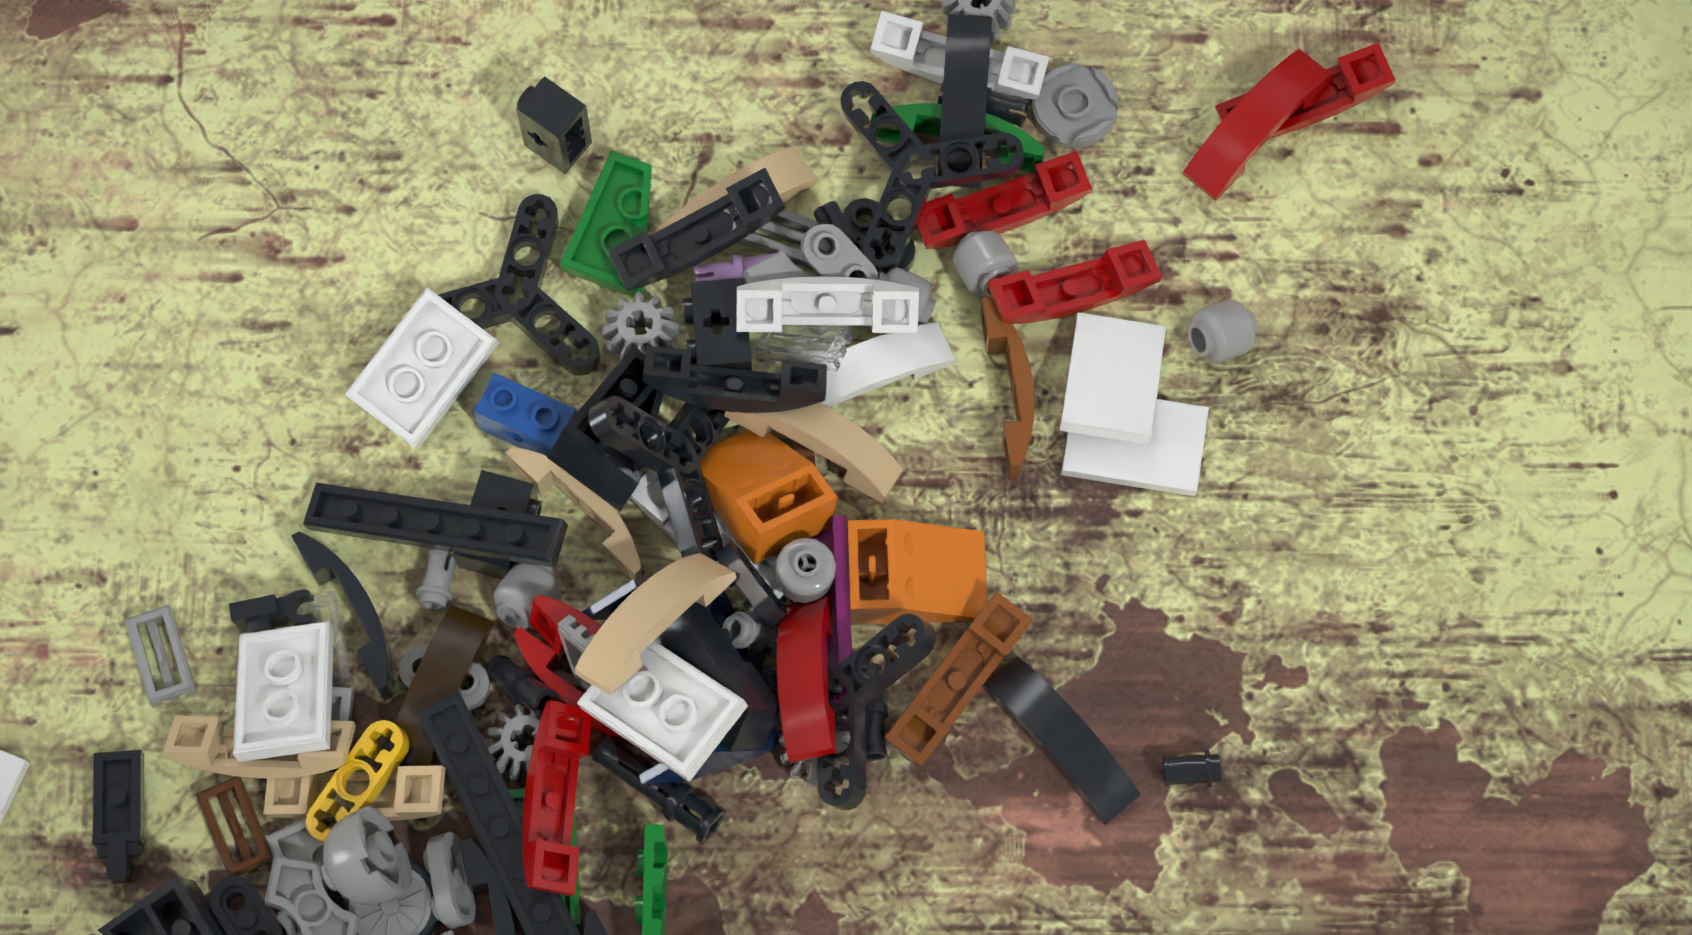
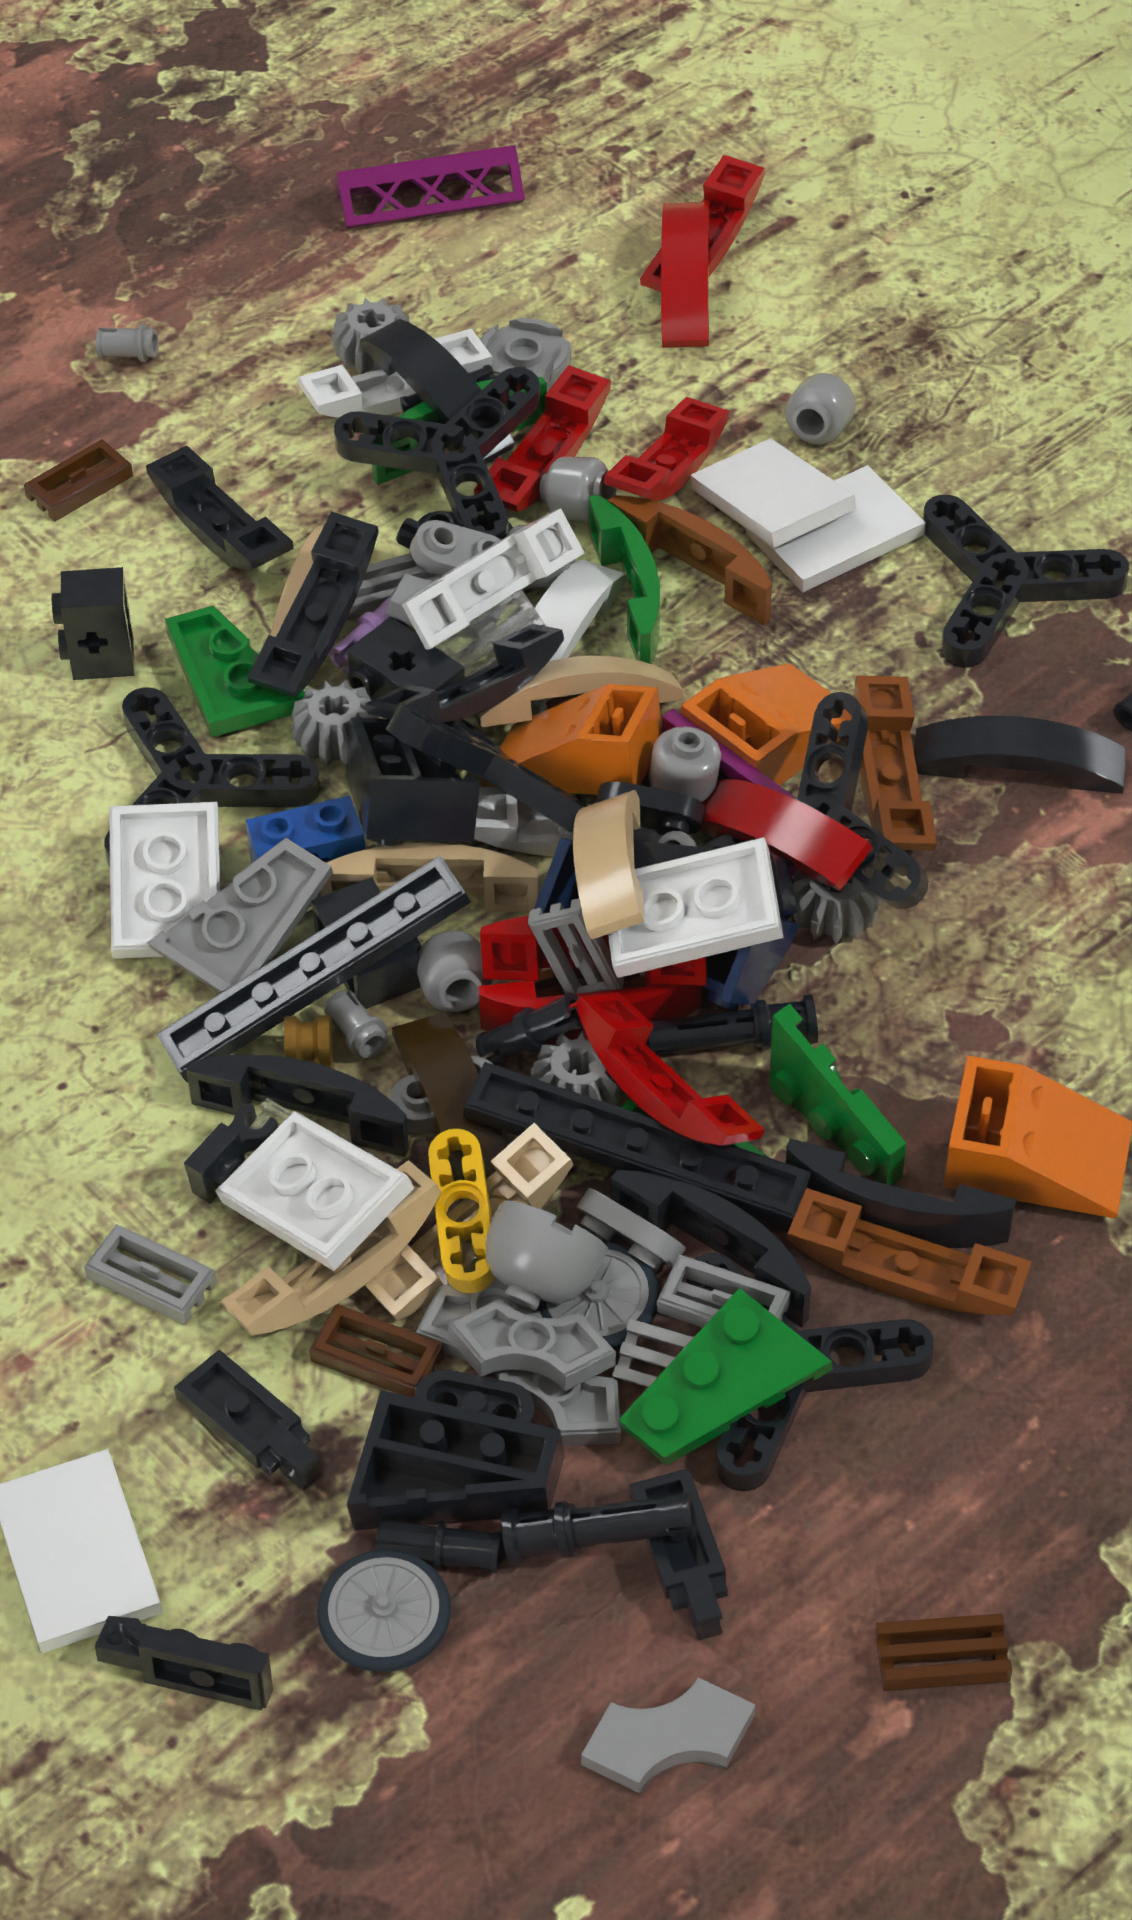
camera: 40 degrees left, 20 degrees down
(392, 572) = (309, 1039): none -> pearl gold wheel
(429, 450) = (247, 919): none -> light grey wing
(730, 83) = (212, 515): none -> black slope
(920, 416) = (621, 542): none -> green slope
(1225, 593) = (1023, 579): none -> black piece

